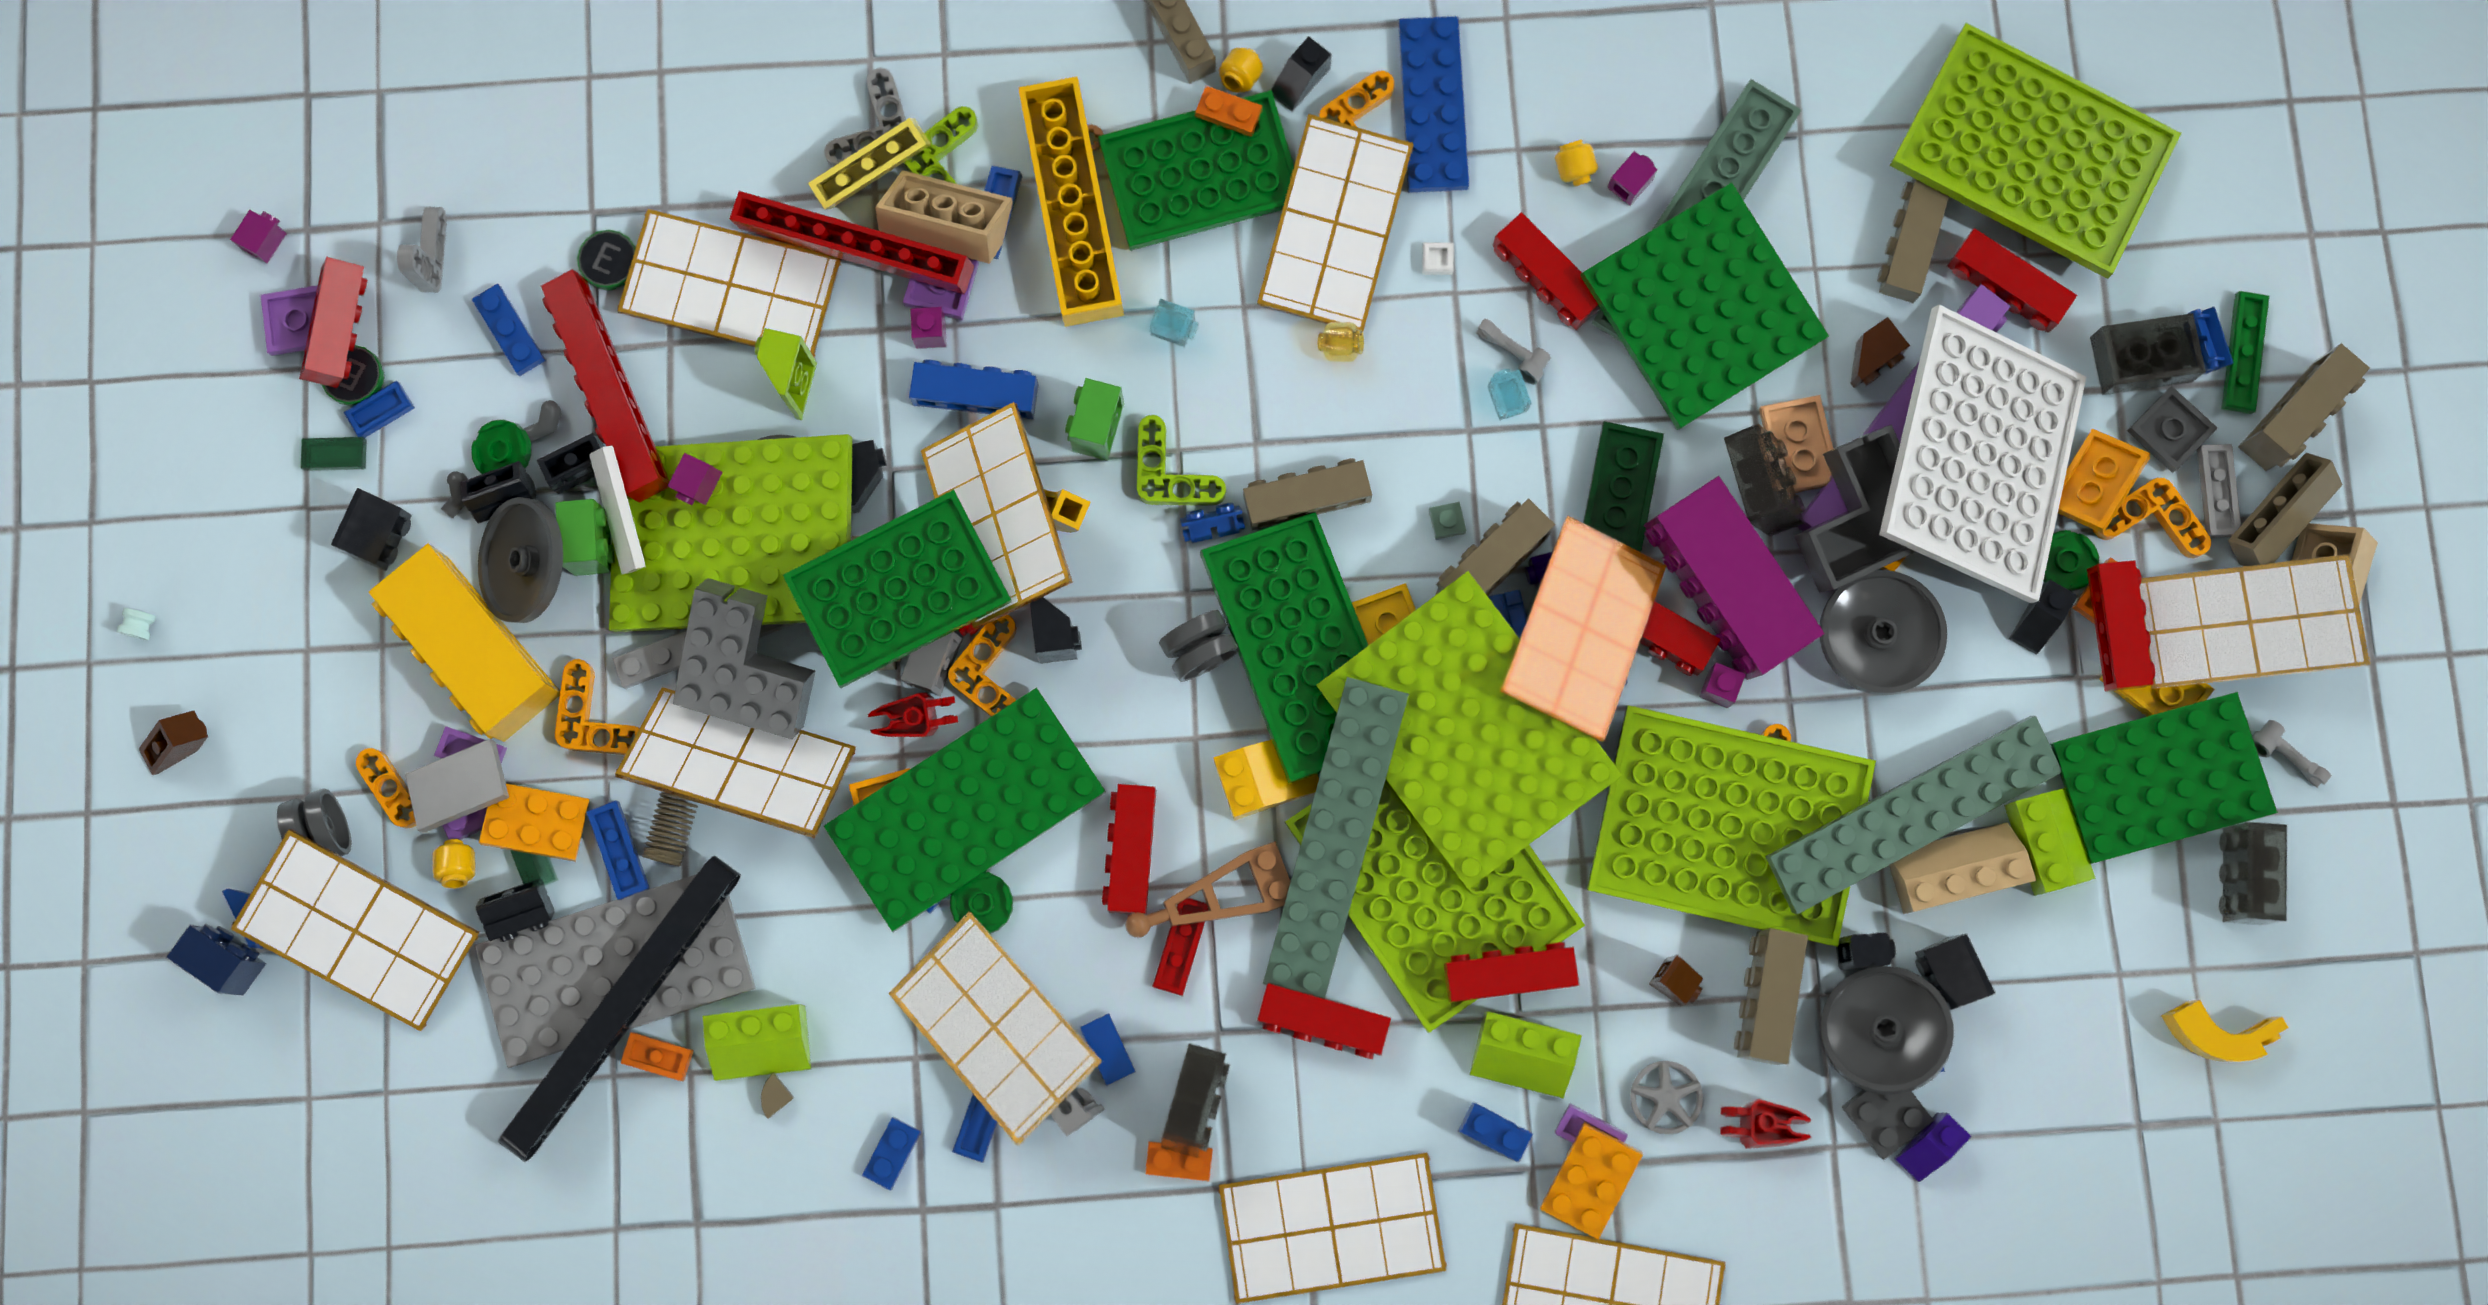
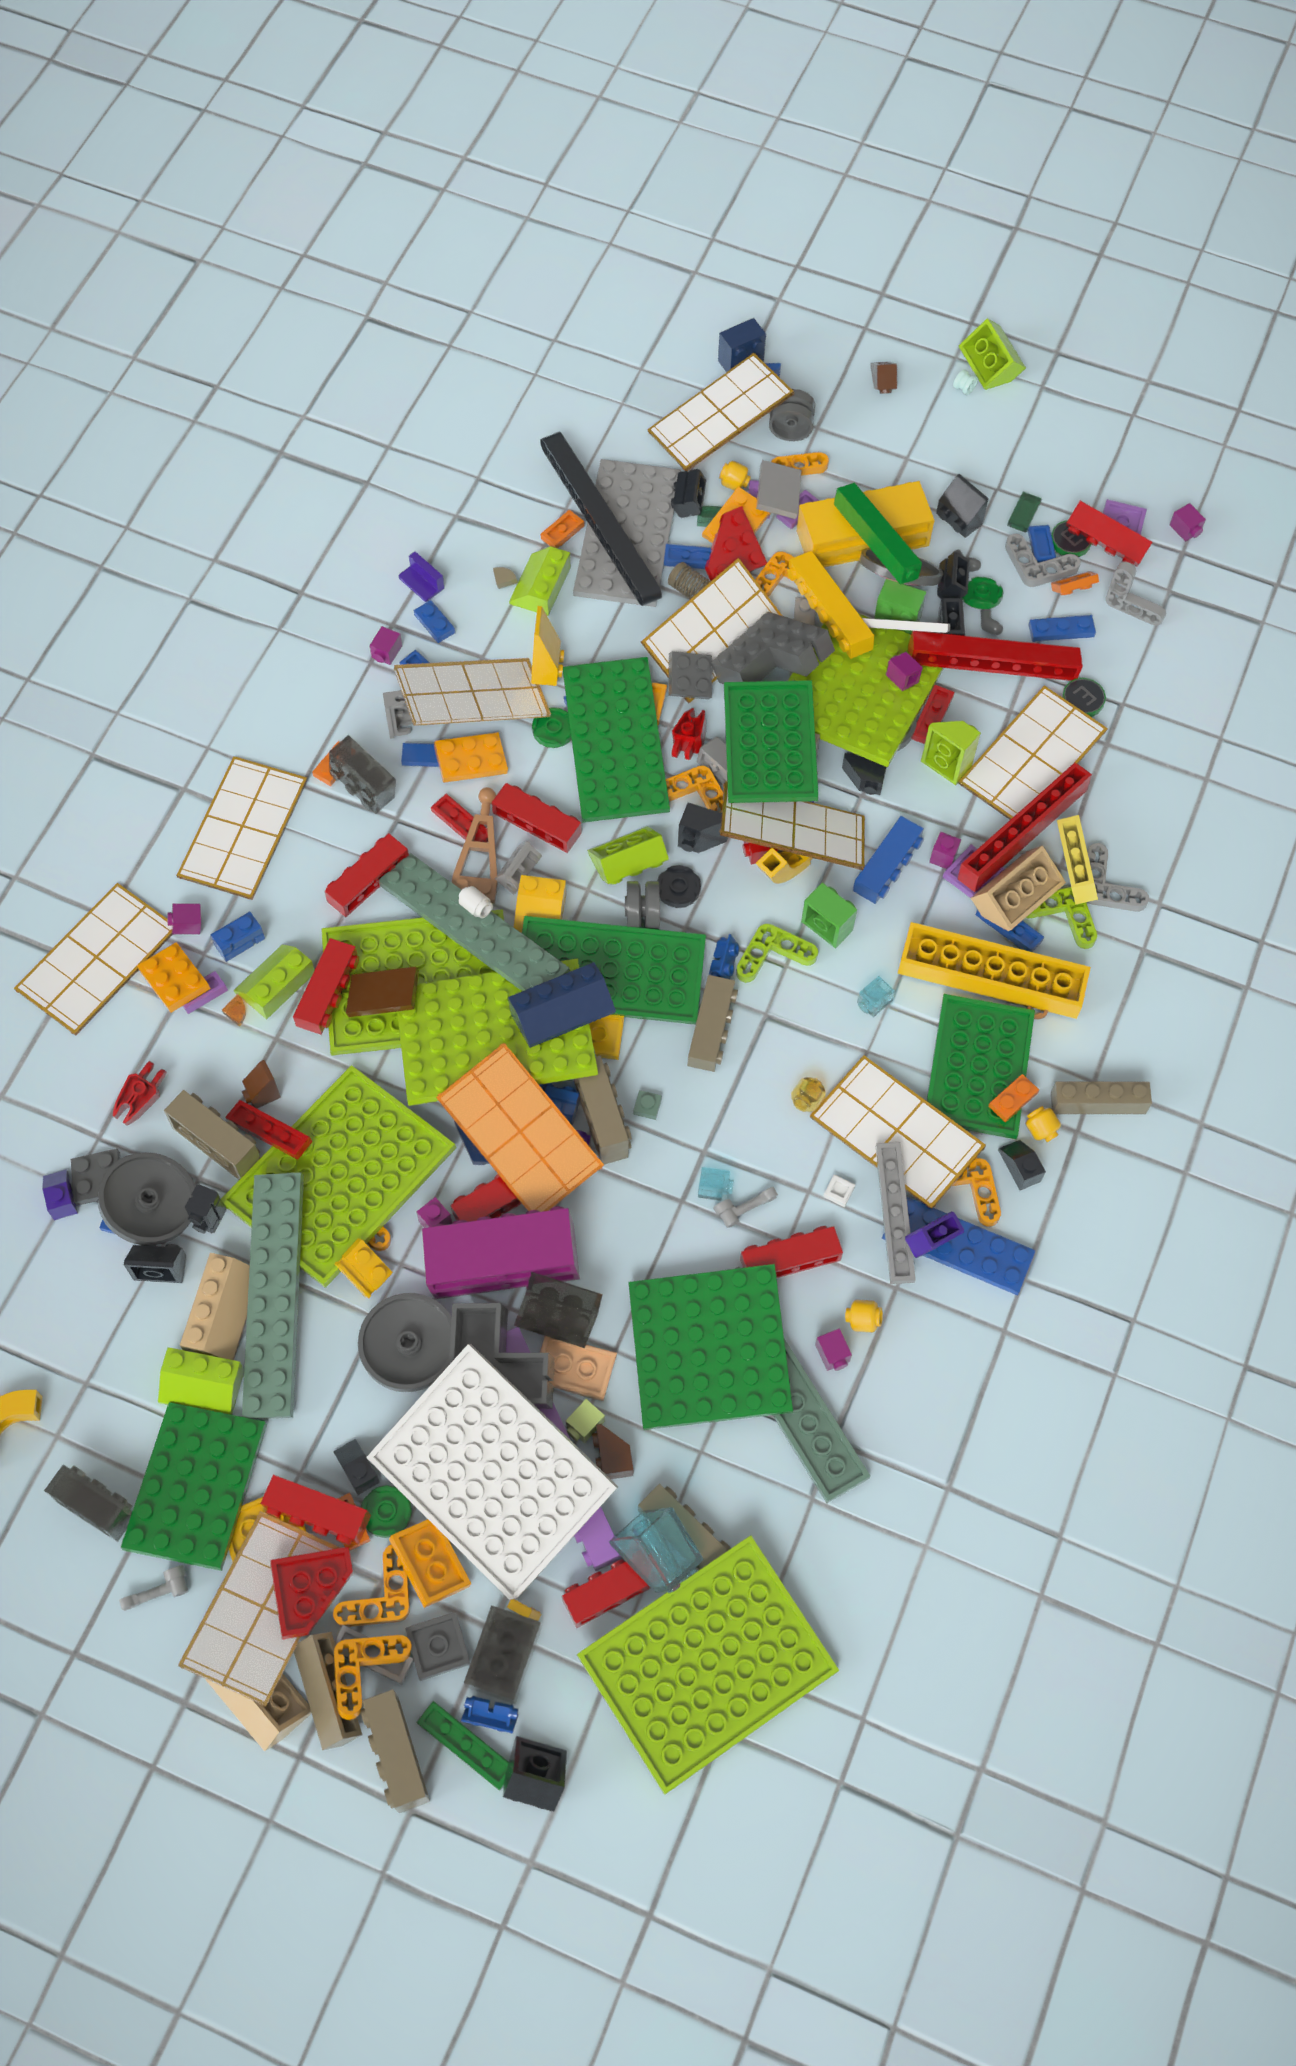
camera: 115 degrees right, 15 degrees down
(69, 609) = (991, 355): none -> lime slope
(424, 405) = (1034, 567): none -> light grey beam
(428, 339) = (1080, 581): none -> orange plate
(500, 595) = (877, 533): none -> green brick
(588, 798) = (734, 541): none -> red plate
(625, 625) = (830, 604): none -> yellow brick
(727, 427) = (933, 711): none -> red plate
(822, 758) = (690, 675): none -> dark grey plate
(832, 1209) = (422, 578): none -> dark purple panel
(886, 961) = (546, 652): none -> yellow slope
(968, 1194) = (385, 645): none -> magenta brick
(1084, 983) = (470, 757): none -> light orange plate
(1126, 708) = (629, 855): none -> lime slope
(1136, 627) = (679, 886): none -> black tile
(1216, 836) = (519, 864): none -> light grey hinge
(1312, 844) = (475, 902): none -> white brick
(1408, 654) = (561, 1004): none -> dark blue slope
(1443, 177) = (895, 1213): none -> light grey plate
(1455, 117) = (934, 1234): none -> dark purple brick
(1485, 896) = (382, 992): none -> reddish brown tile
(1507, 1214) = (185, 918): none -> magenta brick
(1588, 1079) = (235, 1010): none -> clear orange tile
(1623, 482) = (611, 1226): dark green plate -> none
(1667, 1097) = (194, 1049): light grey wheel -> none
(1725, 938) = (269, 1129): none -> red plate
(1827, 730) = (363, 1268): none -> yellow plate
(1858, 399) = (584, 1421): none -> yellowish green brick
(1964, 244) = (658, 1549): none -> clear light blue slope
(2089, 358) = (524, 1610): none -> yellow tile
(2206, 584) = (307, 1587): none -> red plate
(2238, 264) = (535, 1774): none -> black slope
(2241, 492) = (360, 1658): none -> light orange beam

